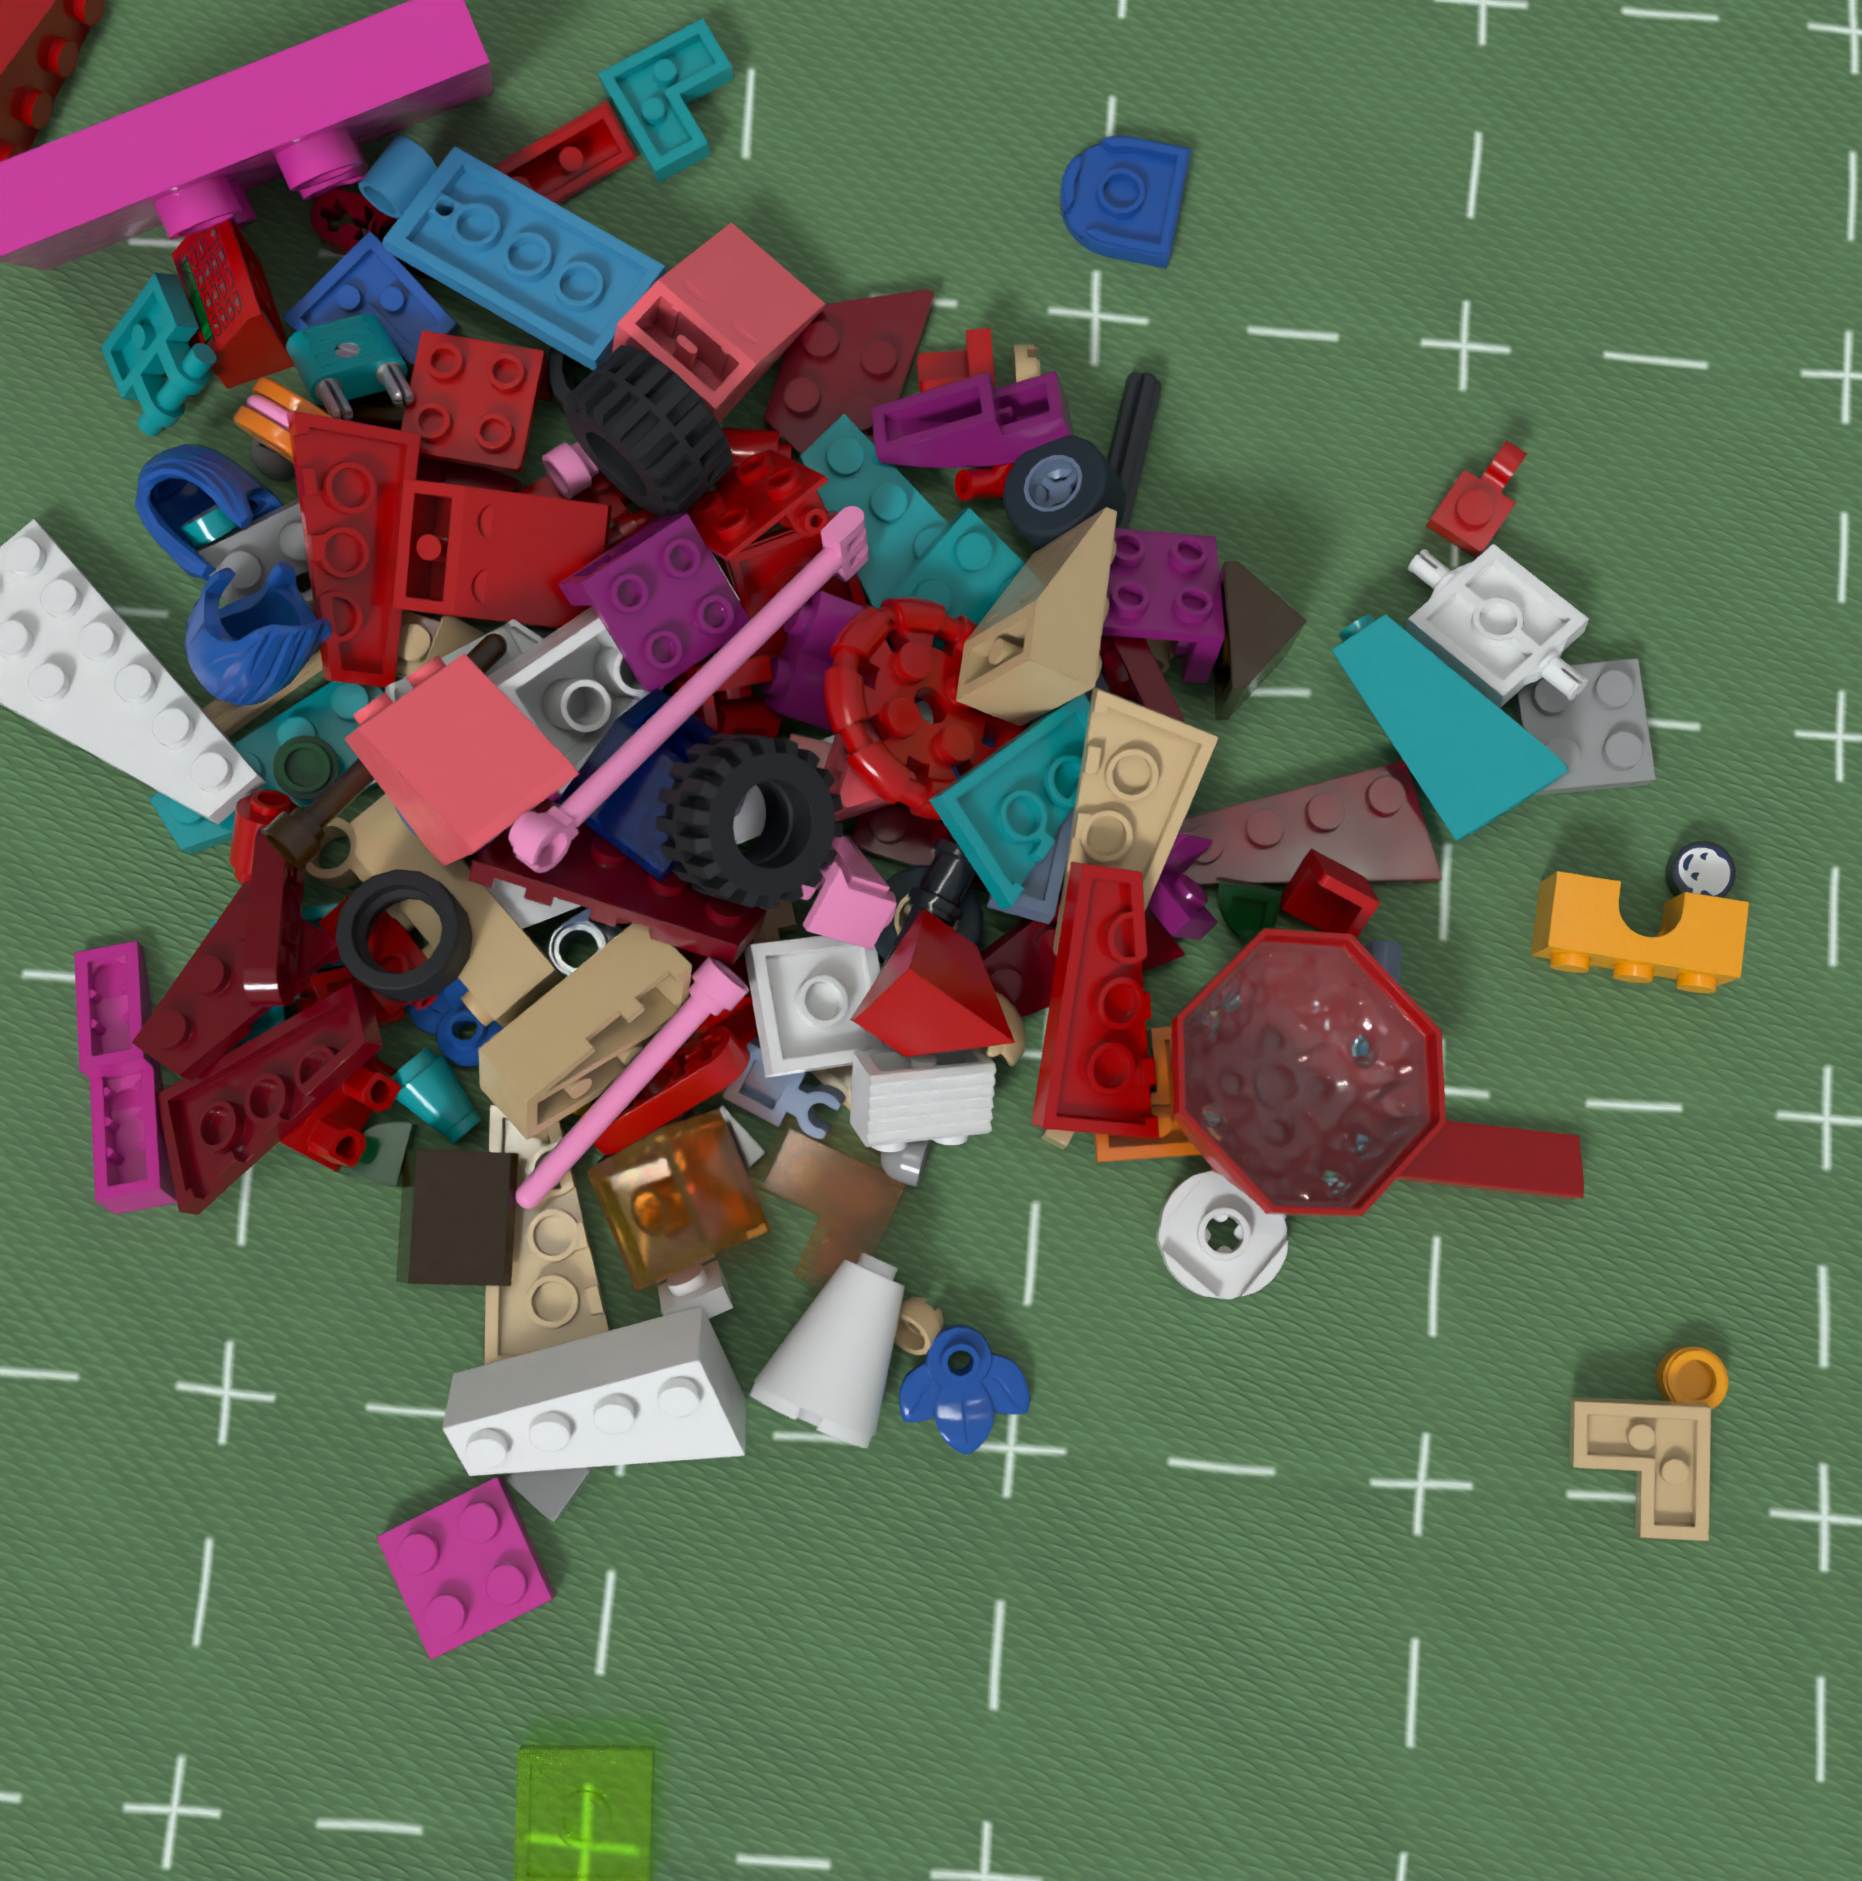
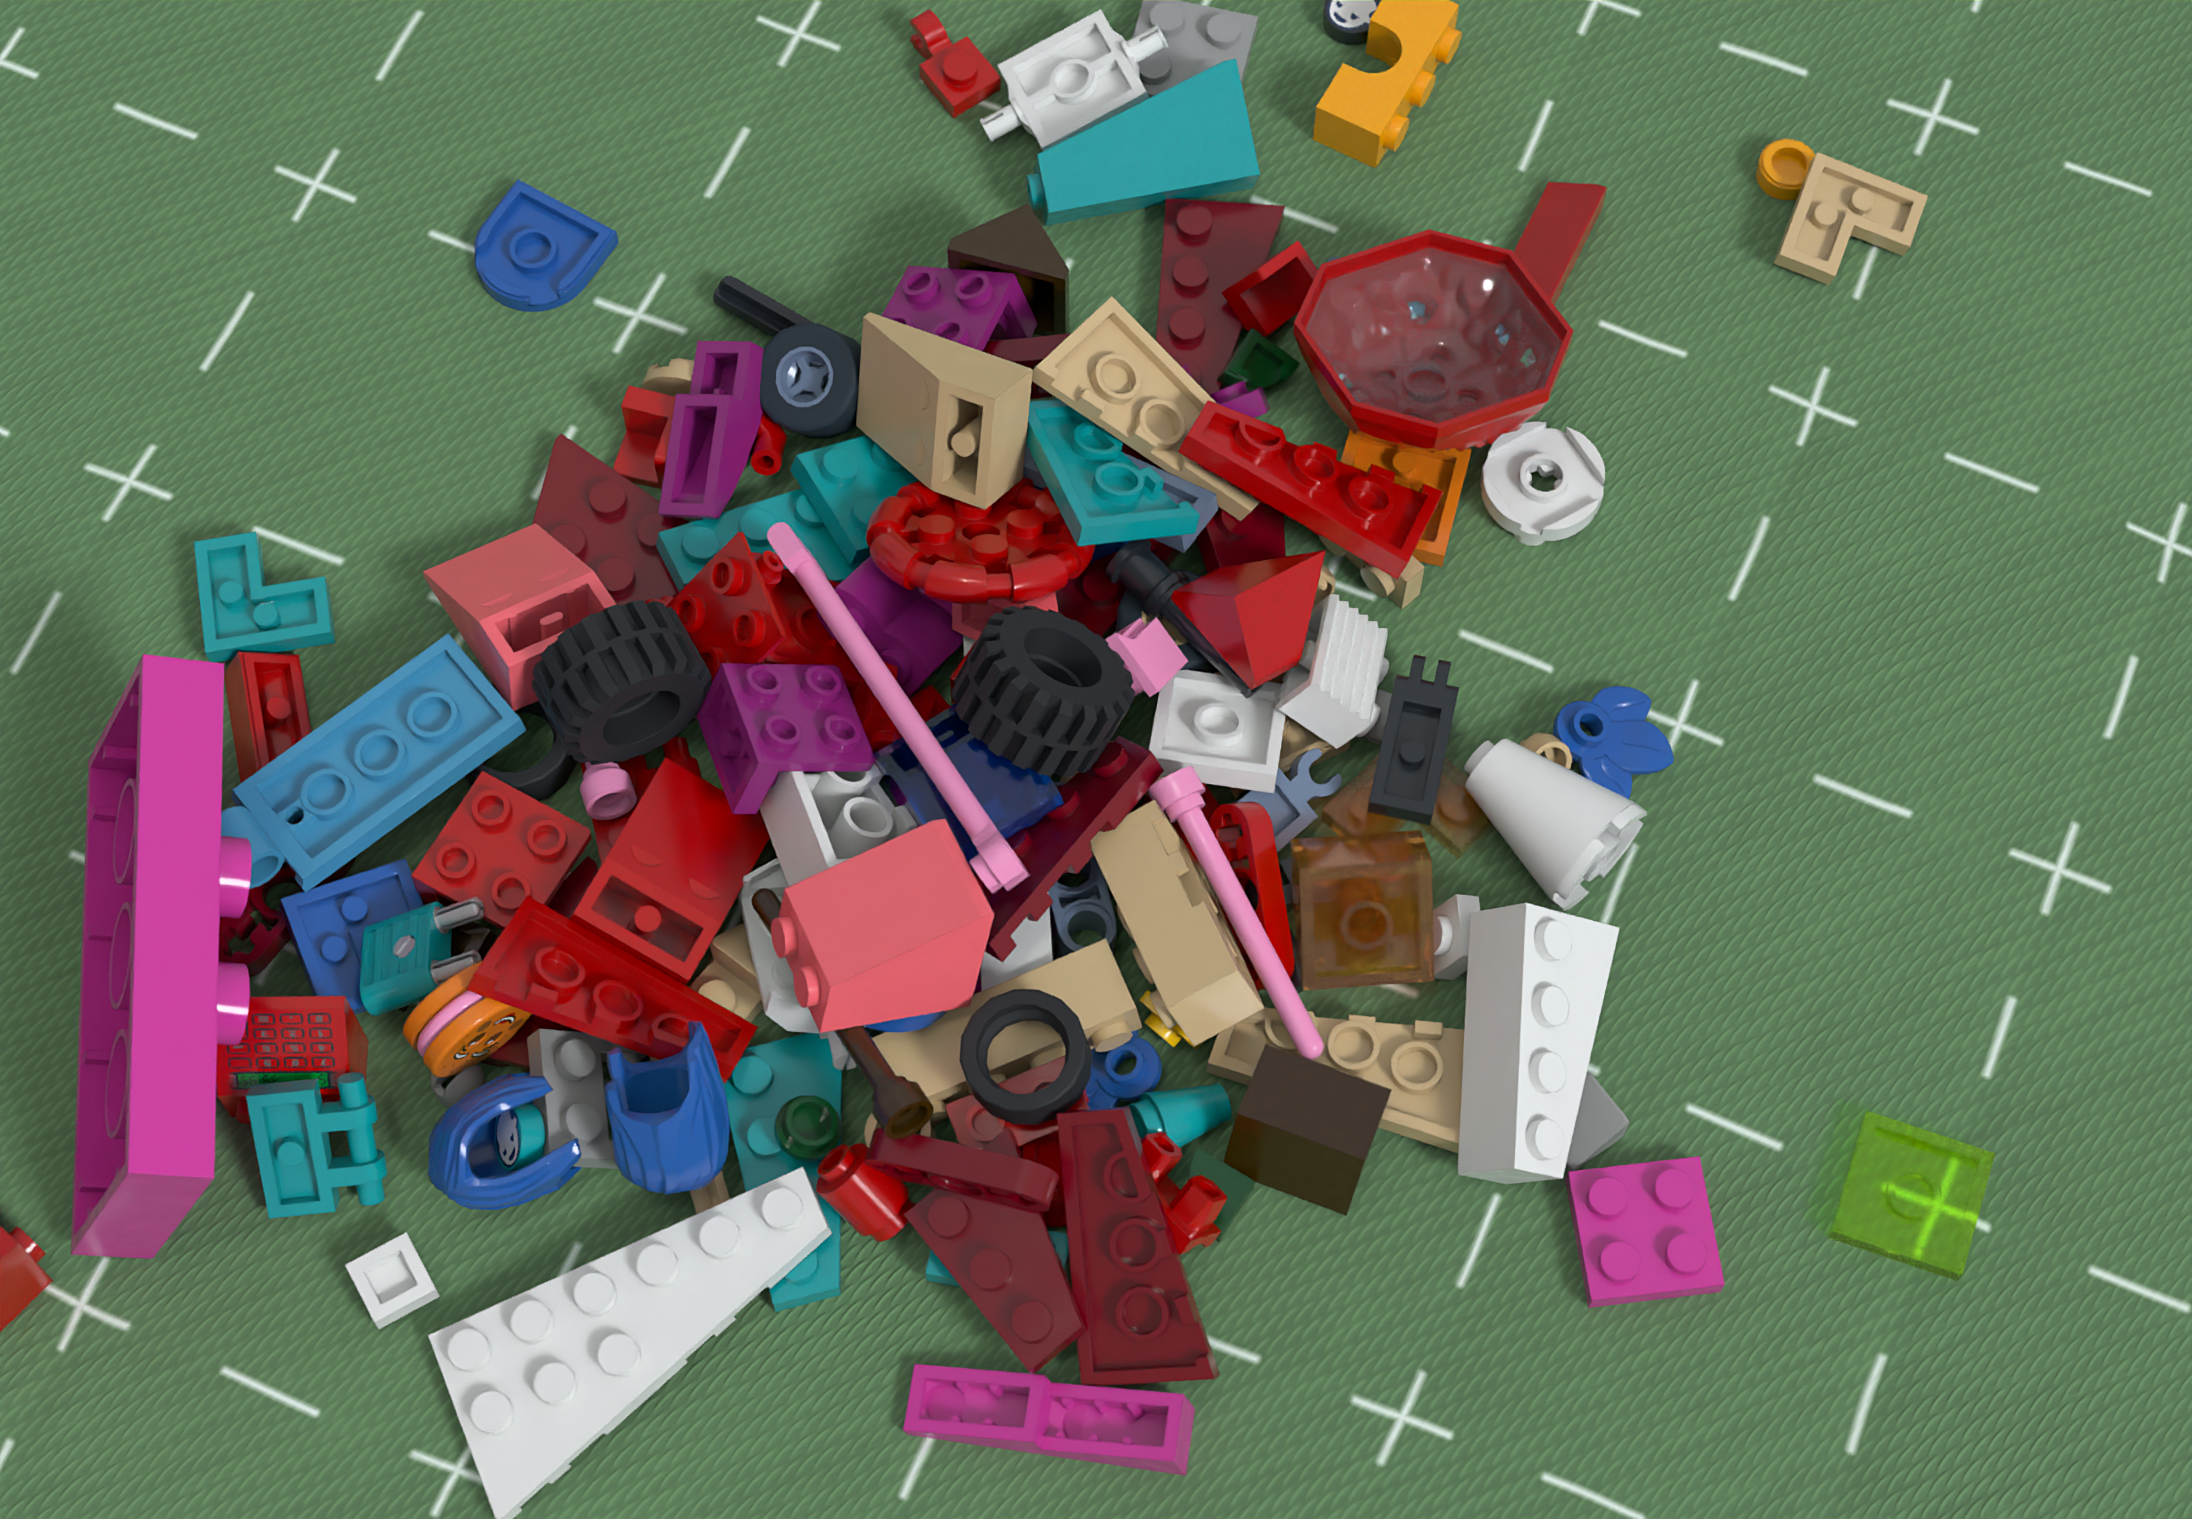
camera: 70 degrees left, 15 degrees down
(72, 470) = (392, 1280): none -> white plate
(872, 1195) = (1414, 744): none -> black hinge

